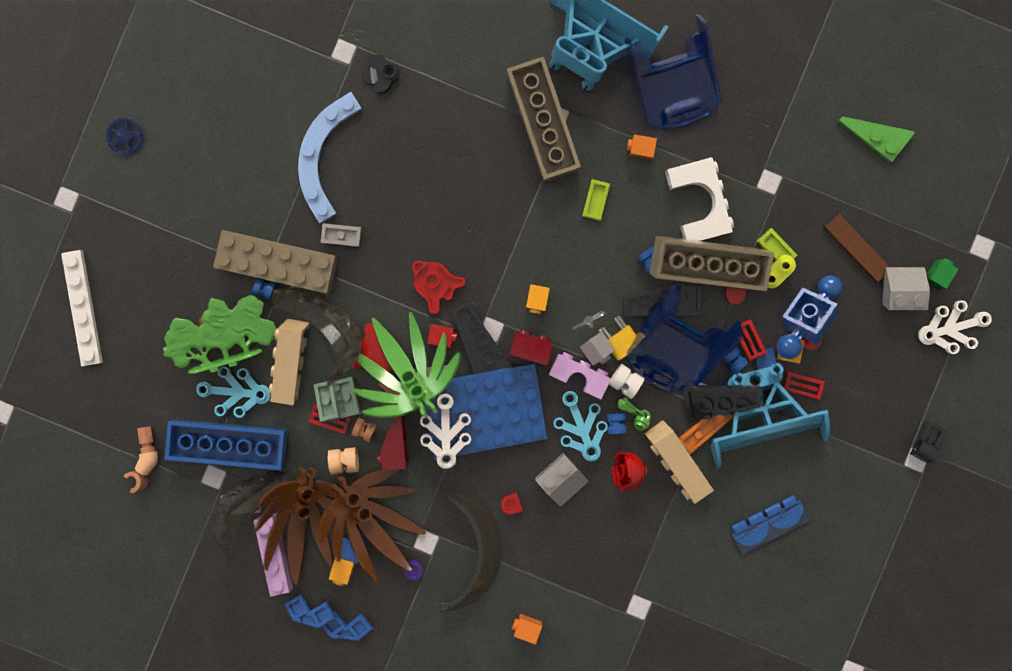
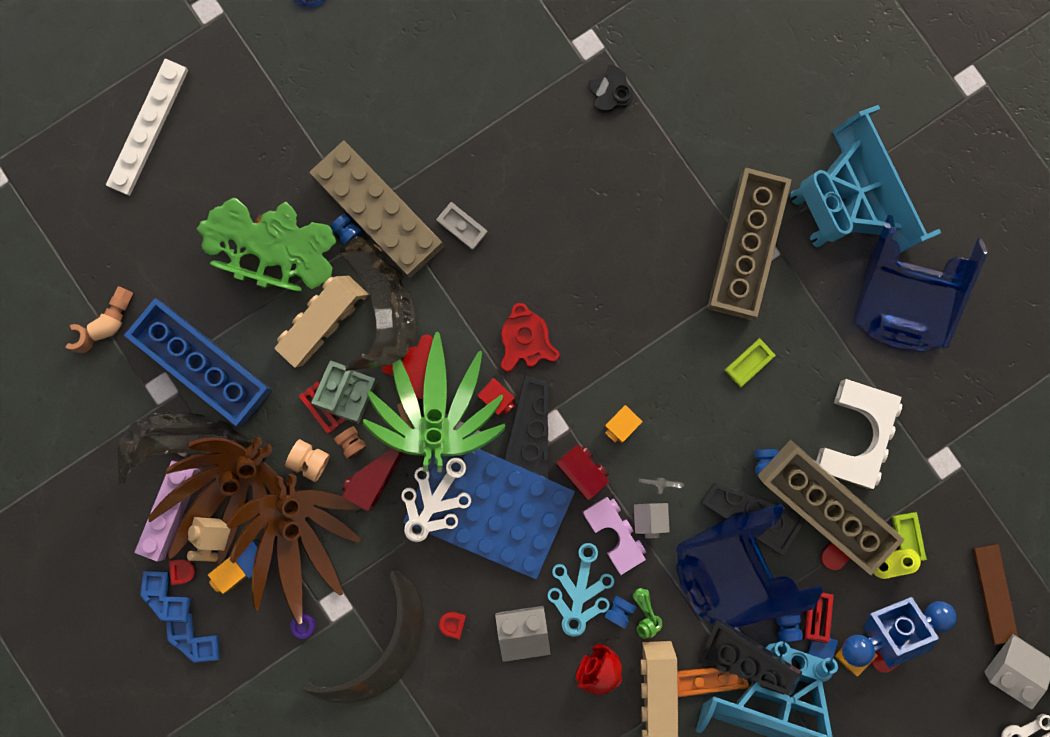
camera: 35 degrees right, 5 degrees down
(236, 392) = (246, 316): medium azure plant -> none
(309, 587) = (181, 571): none -> red tile
(310, 554) = (207, 535): none -> tan brick
(311, 151) = (487, 122): light blue plate -> none
(622, 340) = (682, 527): yellow piece -> none
(626, 381) = (659, 573): white wheel -> none
(641, 147) = (833, 339): orange brick -> none
(787, 381) = (831, 688): red tile -> none

